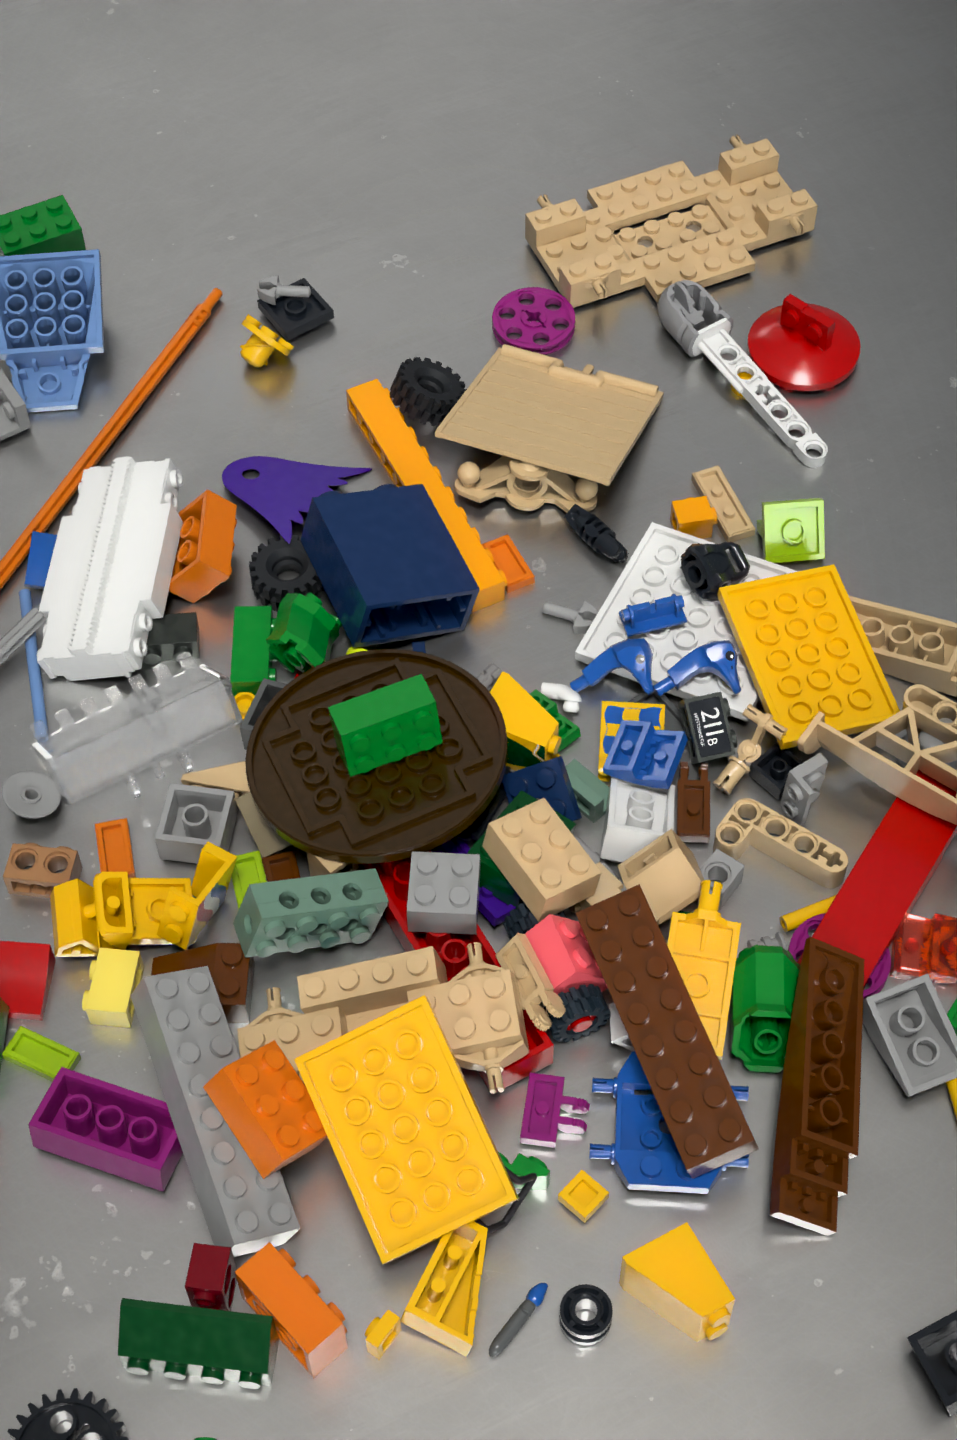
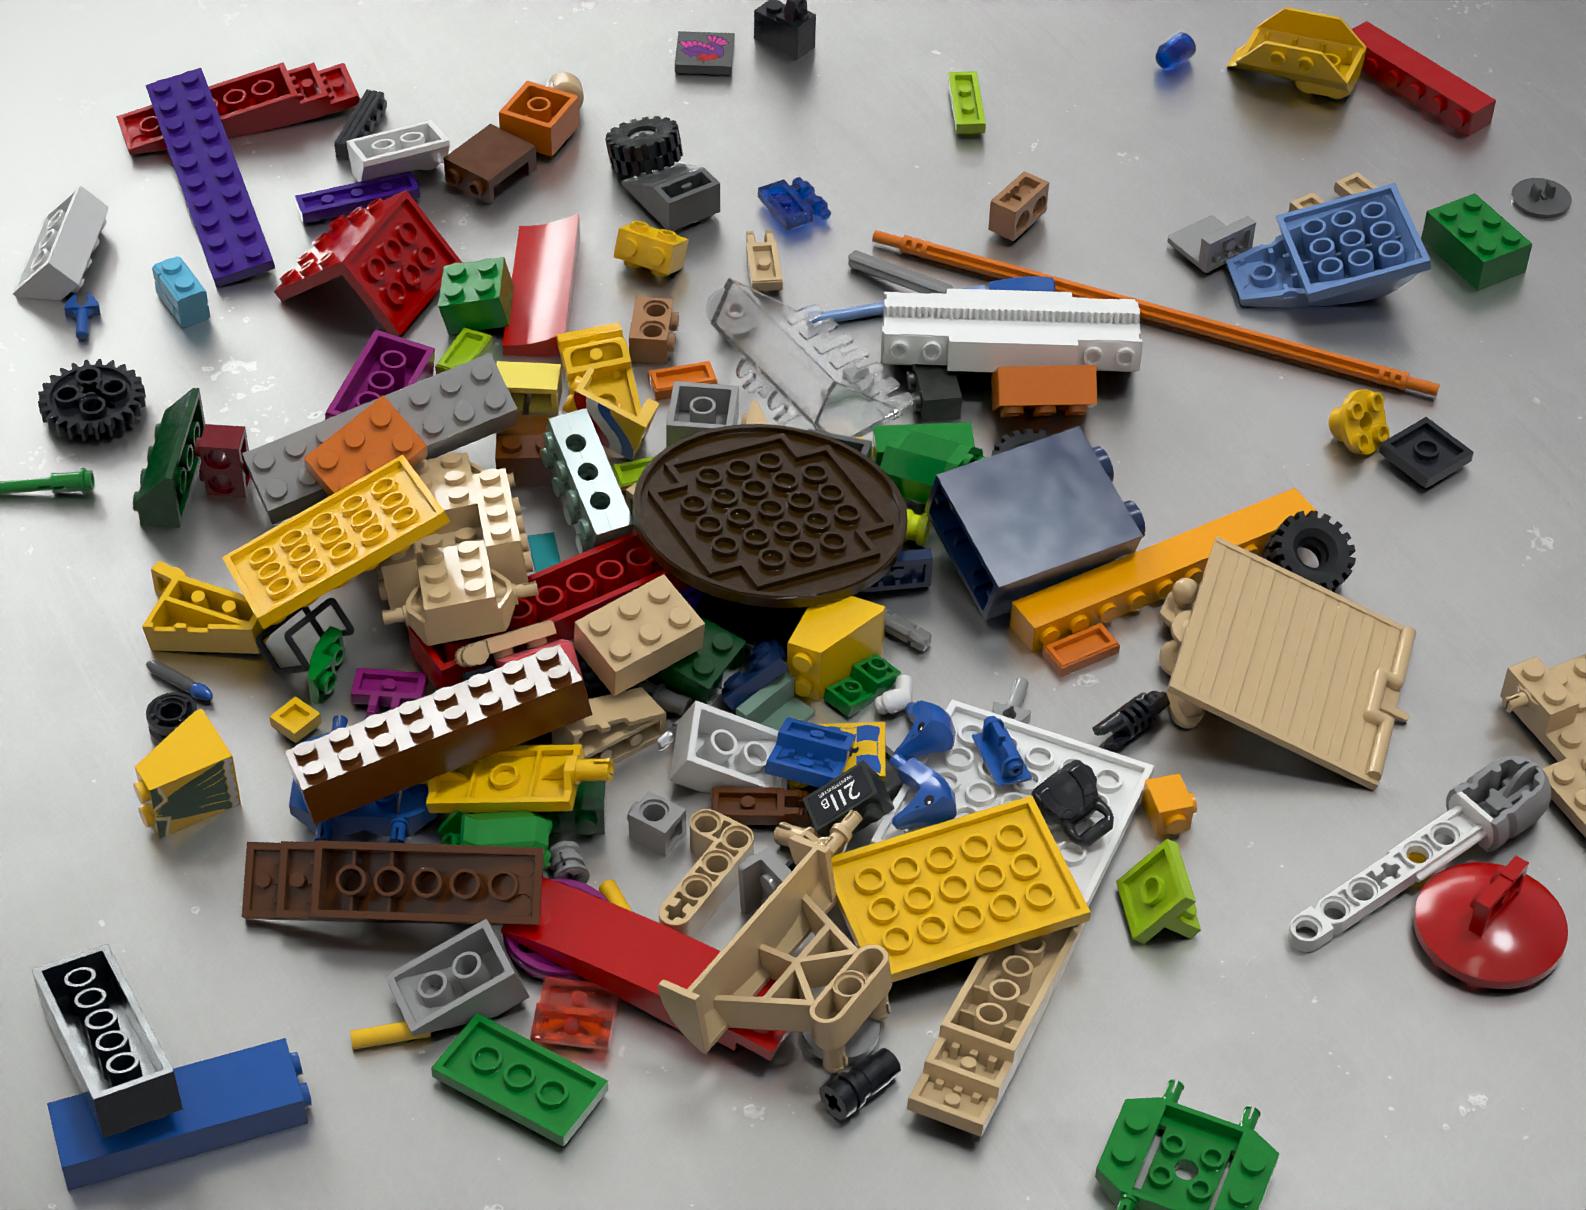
camera: 85 degrees right, 10 degrees down
(271, 289) = (1442, 429): light grey bar -> none
(283, 487) = (1158, 465): dark purple piece -> none
(301, 1318) = (192, 511): orange brick -> none
(385, 725) = (776, 490): green brick -> none
(443, 892) = (601, 567): light grey brick -> none
(534, 312) = (1460, 651): magenta wedge -> none
(665, 873) = (645, 758): tan slope -> none
(731, 516) = (1215, 839): tan tile -> none

